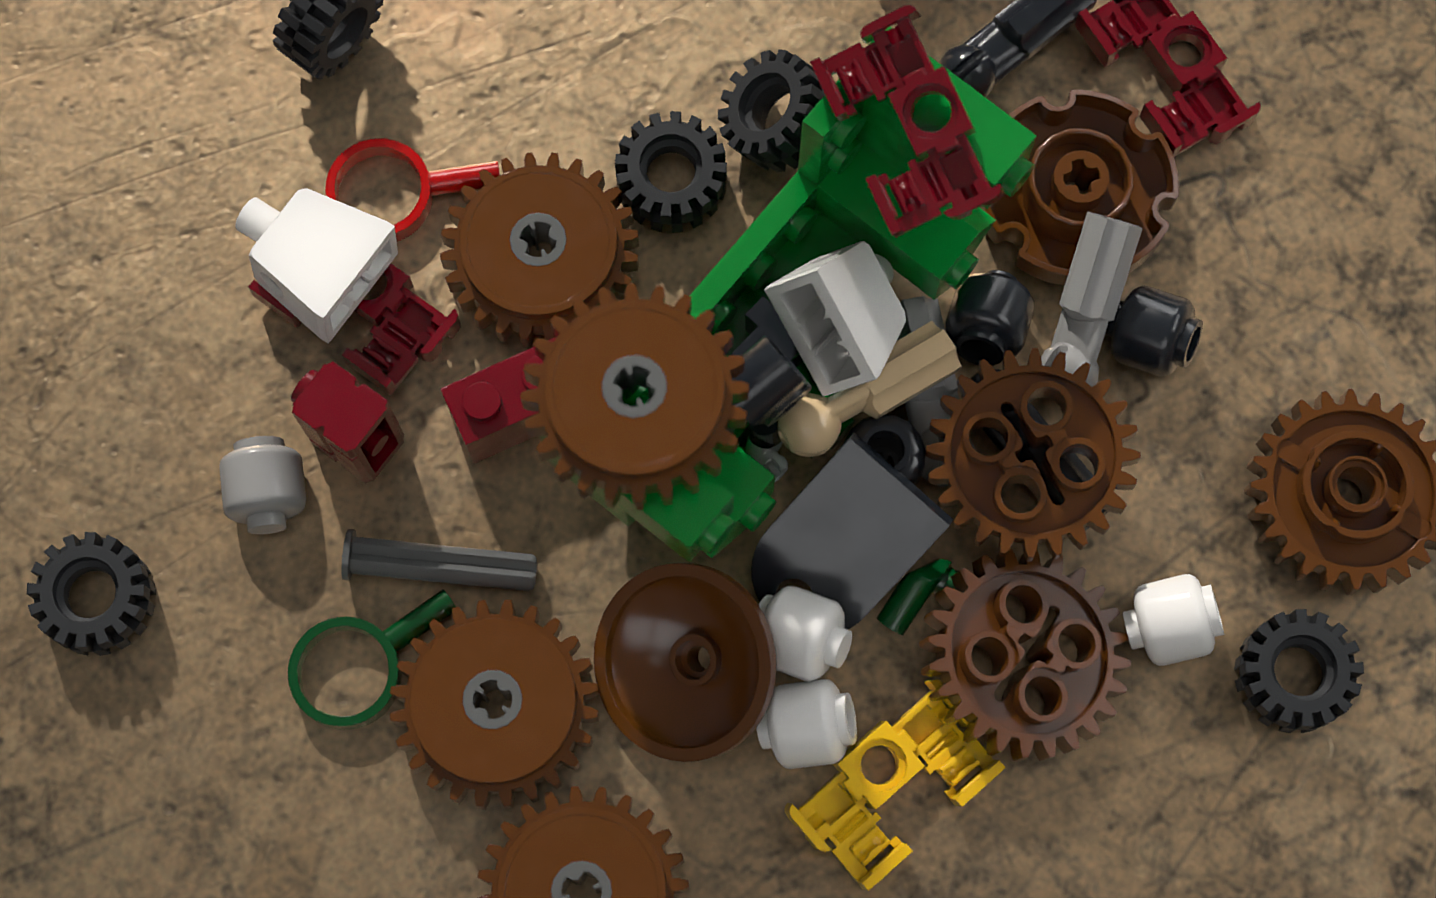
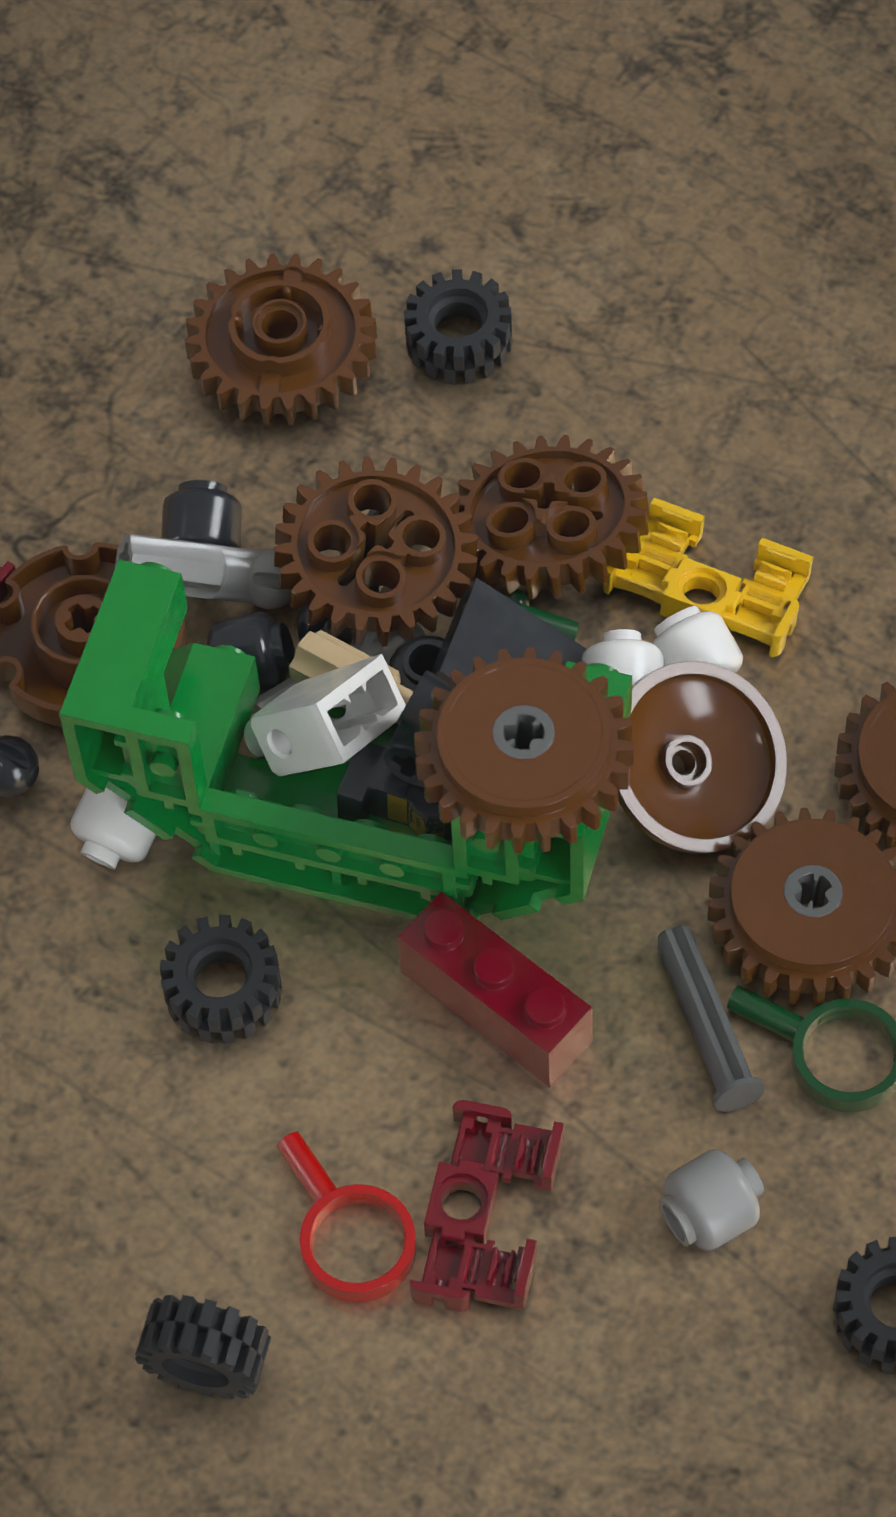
camera: 110 degrees left, 15 degrees down
(317, 256) = (470, 1228): white torso -> none
(347, 420) = (619, 1126): dark red brick -> none
(531, 208) = (365, 1101): reddish brown gear -> none
(755, 97) = (136, 934): black tyre -> none
(902, 62) = (177, 607): dark red piece -> none
(1174, 619) = (460, 422): white head -> none

